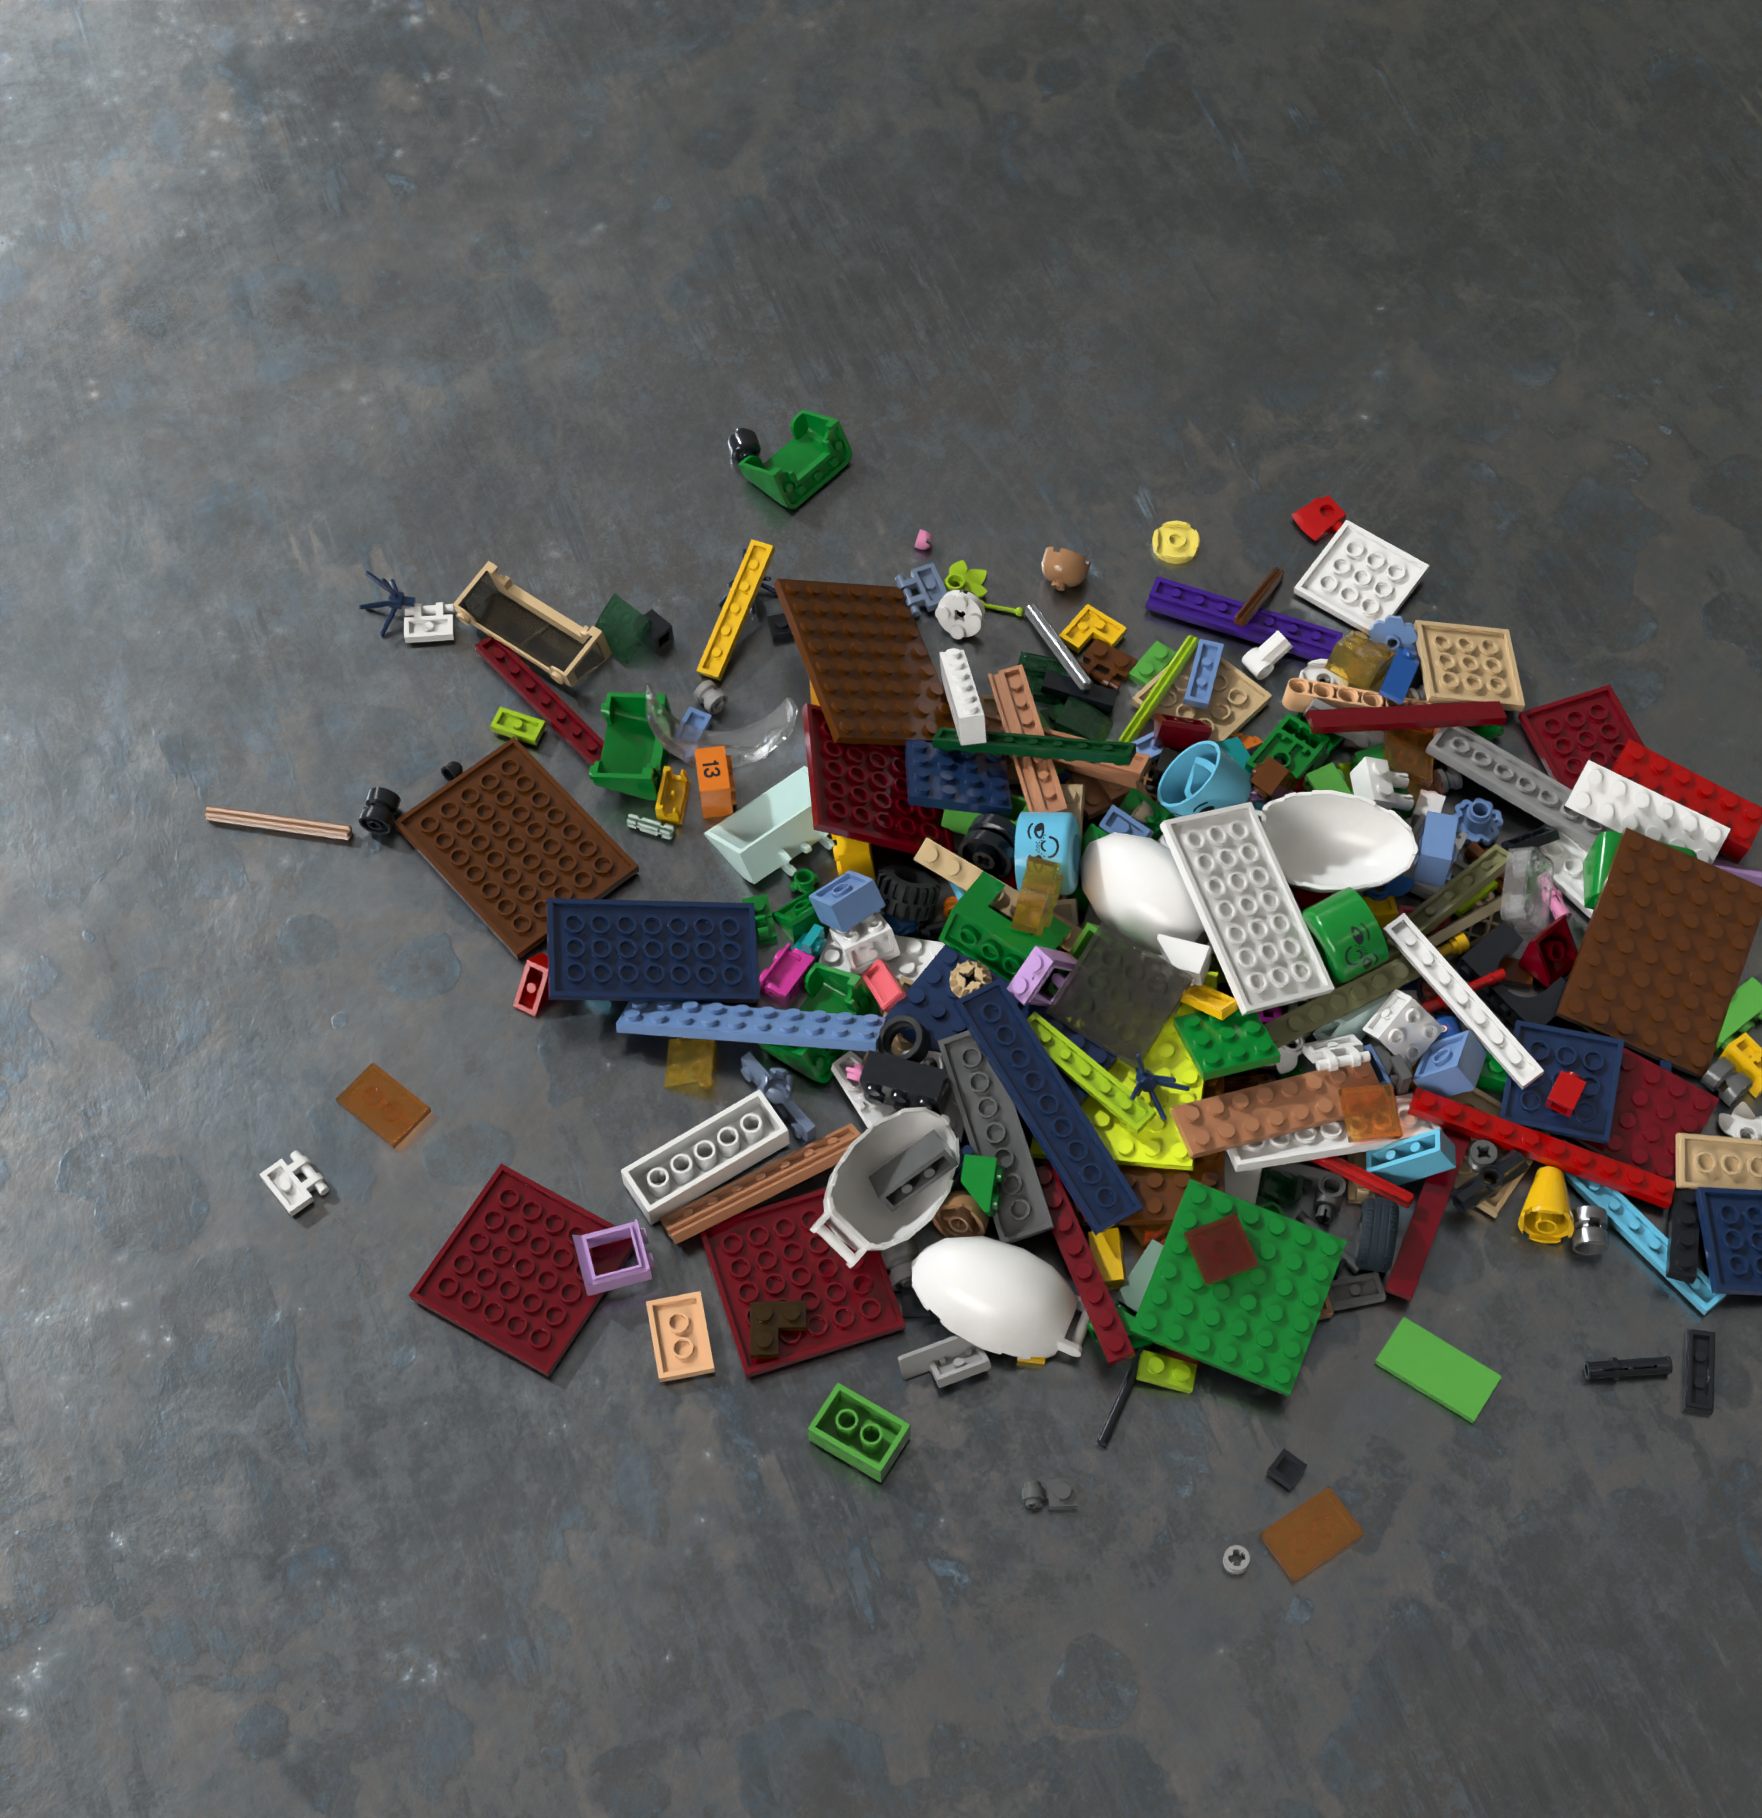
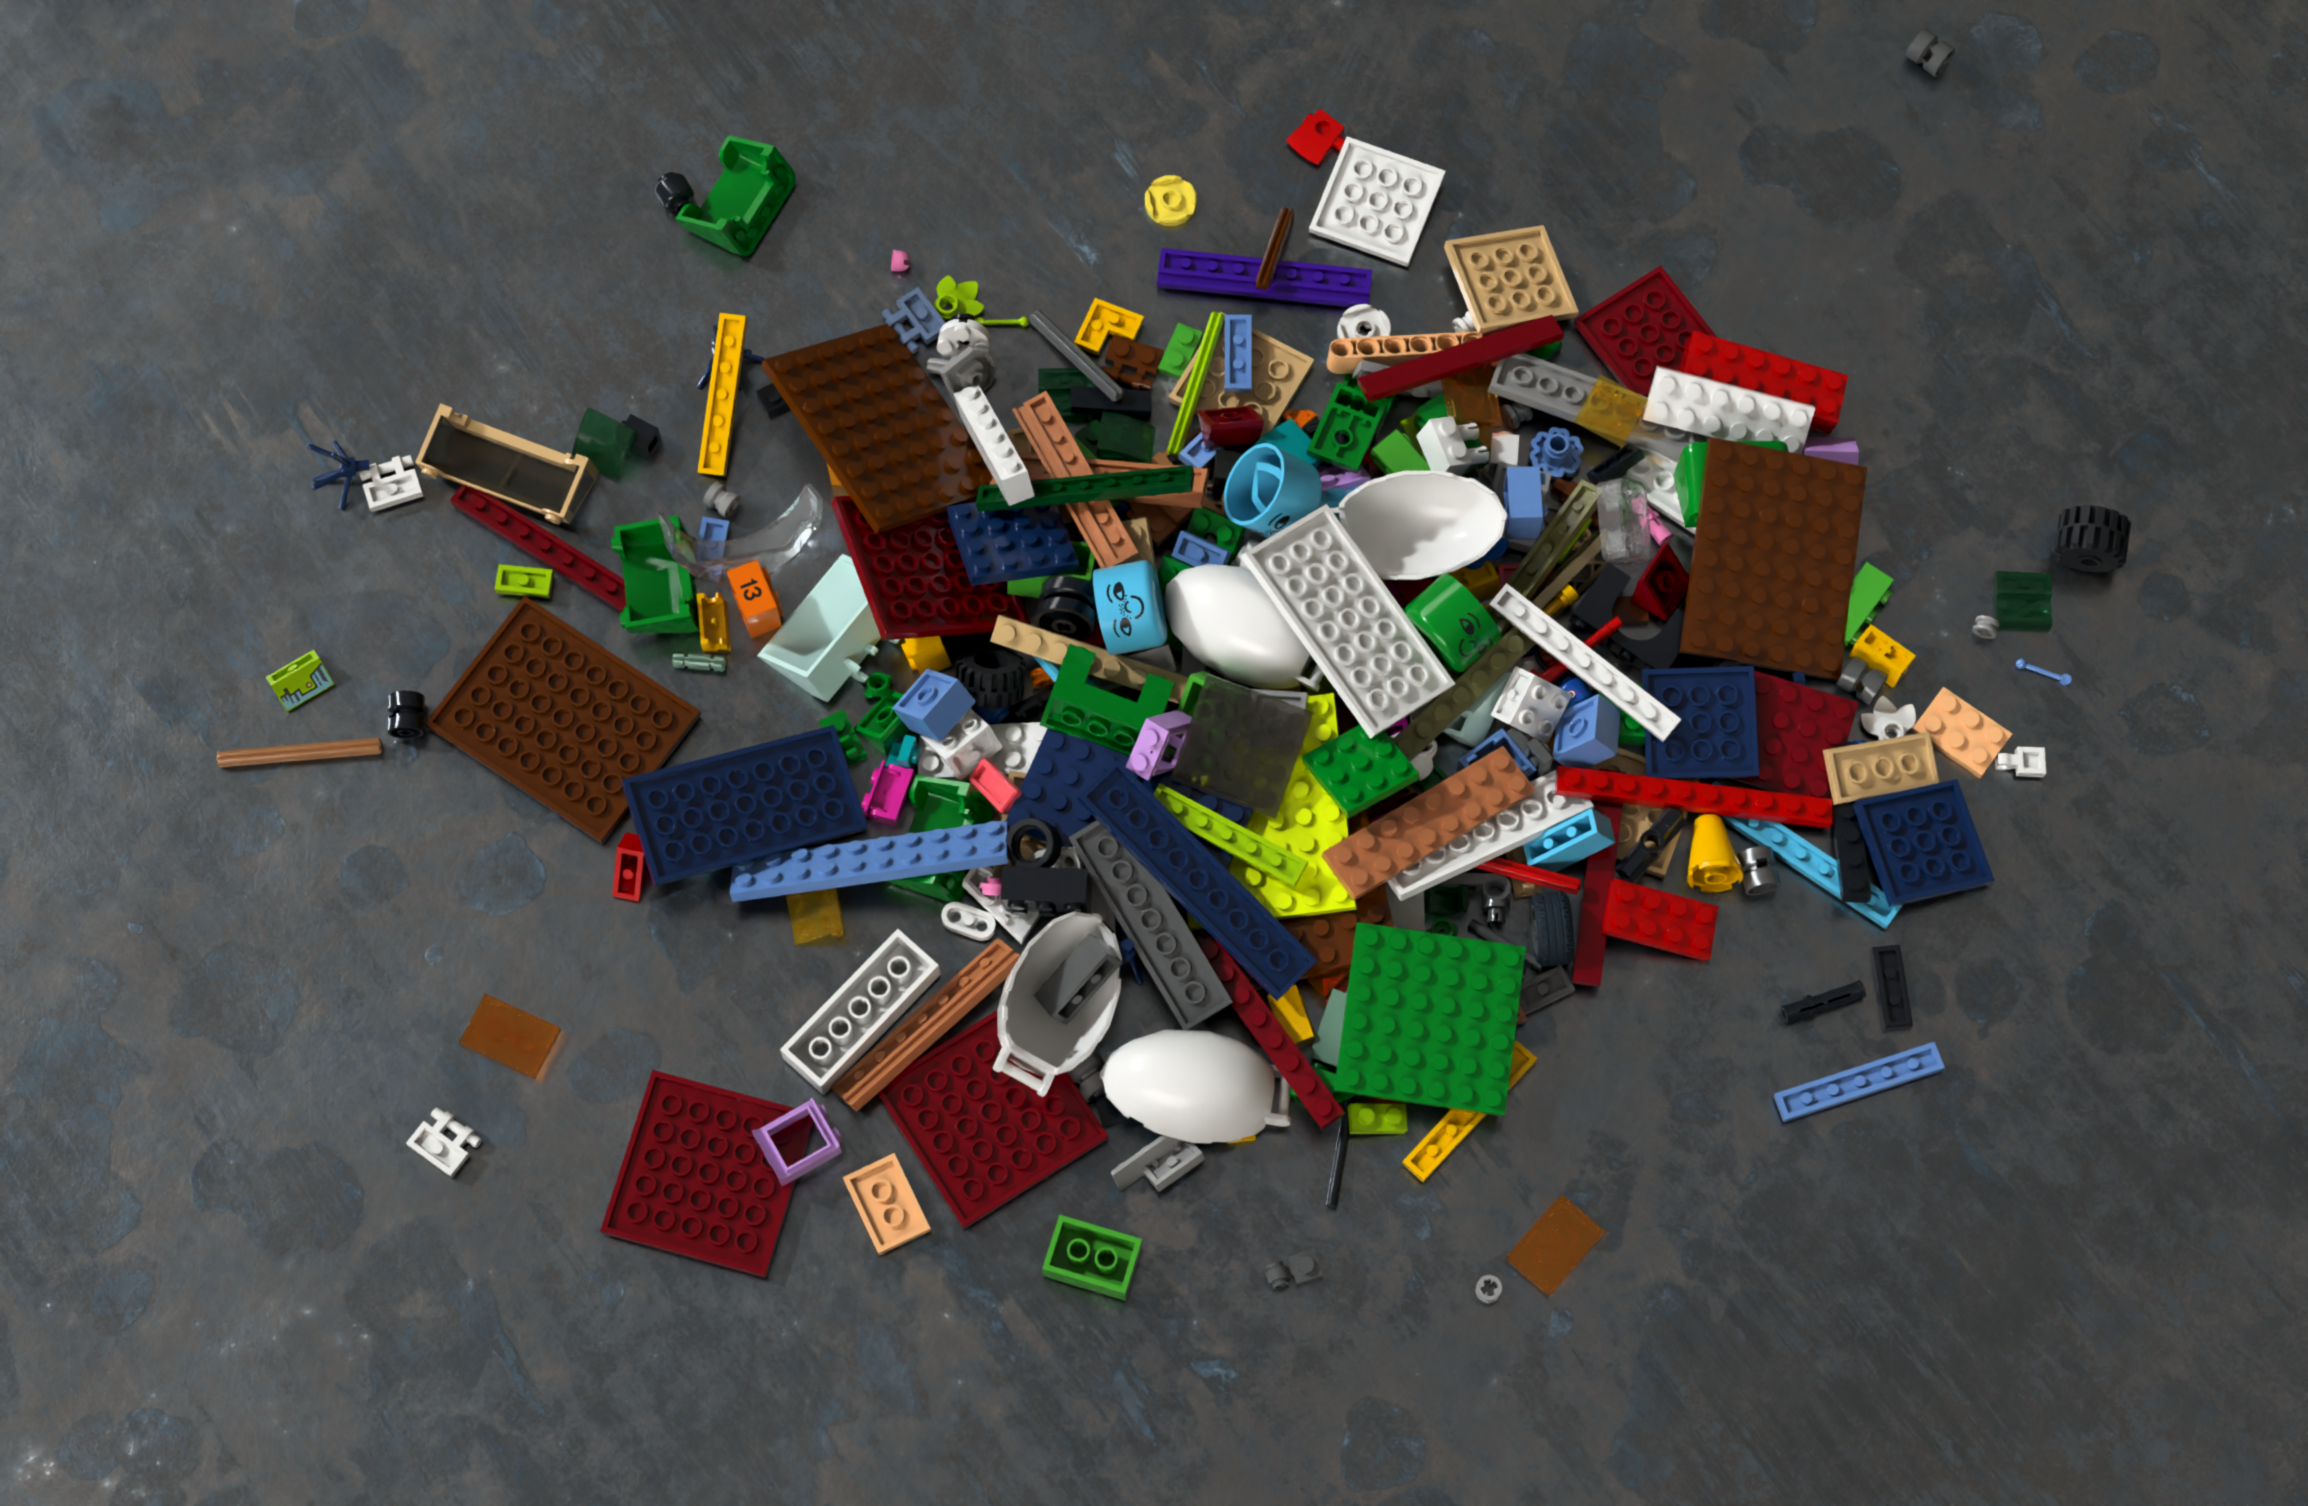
camera: 15 degrees left, 10 degrees up
(298, 764) = (300, 680): none -> lime panel
(451, 770) = (468, 649): black hinge -> none
(768, 1320) = (973, 1164): dark brown plate -> none
(778, 1090) = (916, 924): sand blue plate -> none
(829, 1103) = (969, 921): none -> white plate
(958, 633) = (965, 370): none -> light grey piece
(958, 983) = (1091, 772): tan gear -> none
(961, 1216) = (1139, 1009): medium nougat cylinder -> none
(981, 1179) = (1149, 973): green slope -> none
(1037, 896) = (1133, 662): clear yellow brick -> none
(1064, 568) = (1060, 263): medium nougat cylinder -> none
(1142, 811) = (1214, 533): dark tan hinge -> none
(1148, 1081) = (1291, 831): dark blue plant -> none
(1187, 956) = (1299, 689): white slope -> none
(1210, 1001) = (1335, 730): yellow tile -> none
(1220, 1249) = (1405, 988): clear red plate -> none
(1245, 1395) = (1458, 1124): none -> yellow plate
(1261, 660) = (1294, 320): white piece -> none
(1271, 779) = (1339, 468): reddish brown brick -> none
(1286, 1469) = (1517, 1187): black plate -> none
(1336, 1053) = (1471, 749): white plate -> none
(1359, 660) = (1397, 300): clear yellow brick -> none
(1370, 1113) = (1519, 806): clear orange tile -> none
(1396, 629) = (1425, 268): medium blue plant -> none
(1399, 675) = (1442, 309): blue slope -> none
(1438, 1370) = (1641, 1049): bright green tile -> none
(1476, 1161) = (1636, 826): dark grey wheel -> none
(1483, 1252) = (1660, 919): none -> red plate
(1536, 791) = (1611, 411): none -> clear yellow hinge
(1565, 1093) = (1707, 737): red brick -> none
(1648, 1451) = (1859, 1082): none -> medium blue plate

